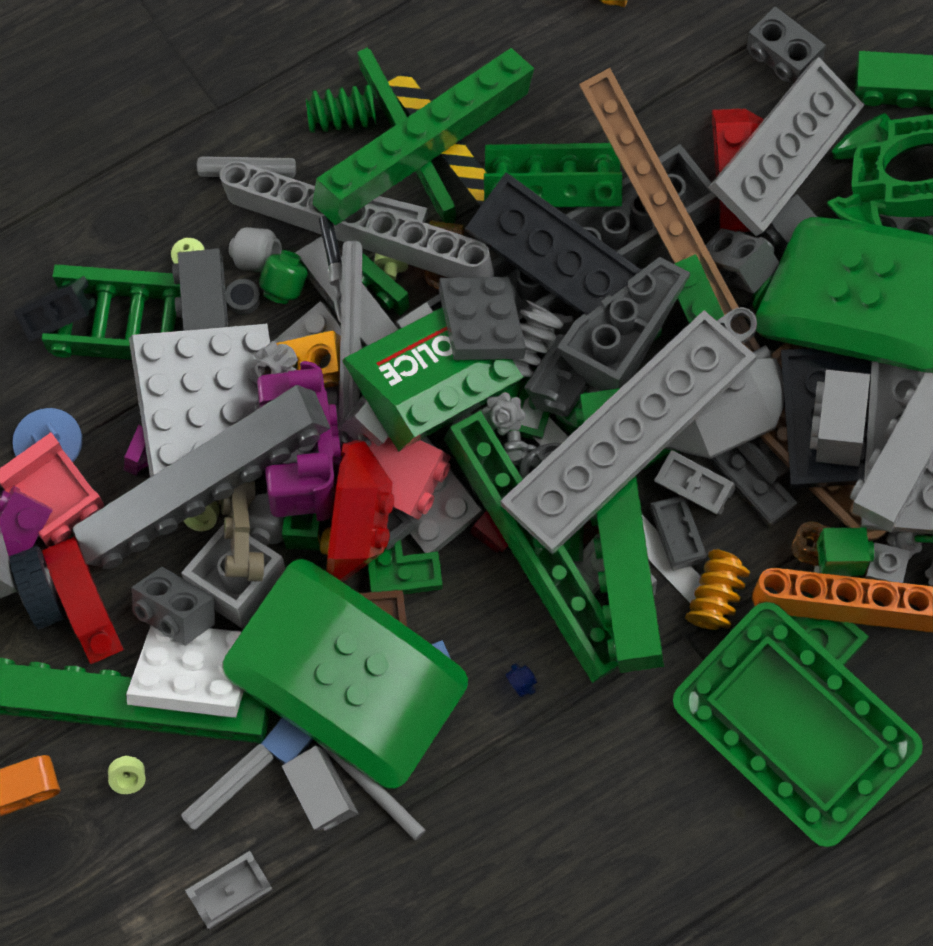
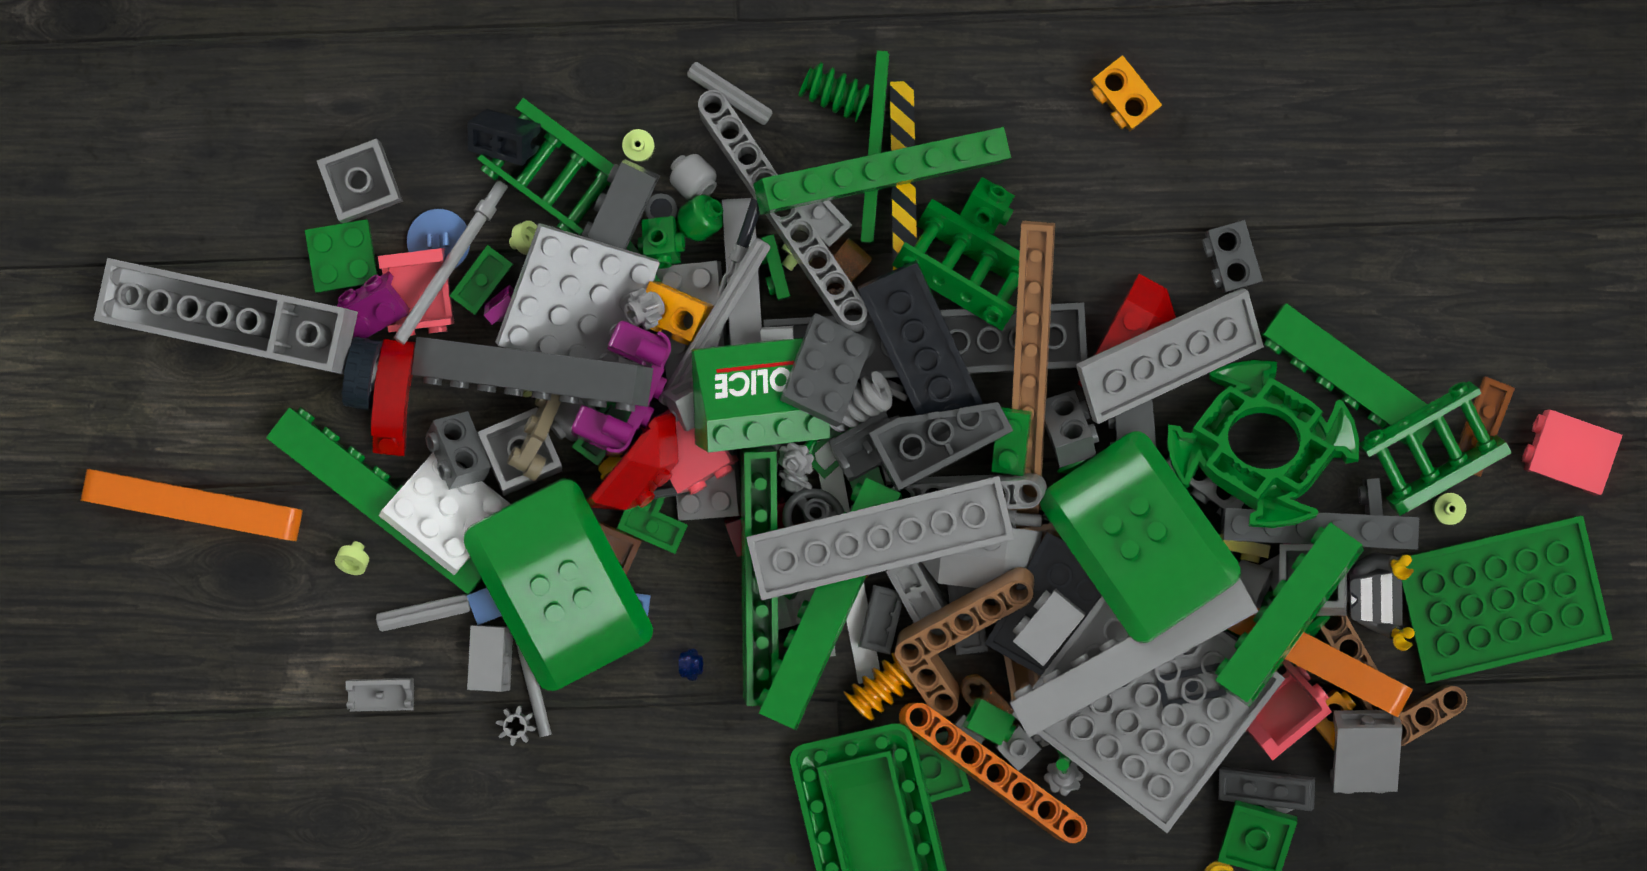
camera: 25 degrees right, 20 degrees up
(75, 389) = (483, 212): none -> light grey bar
(108, 448) = (481, 280): none -> green plate
(125, 387) = (522, 236): none -> yellowish green tile
(265, 312) = (662, 241): none -> green brick
(375, 843) = (508, 730): none -> light grey gear
(540, 111) = (988, 206): none -> green brick
(755, 487) = (954, 631): none -> medium nougat beam

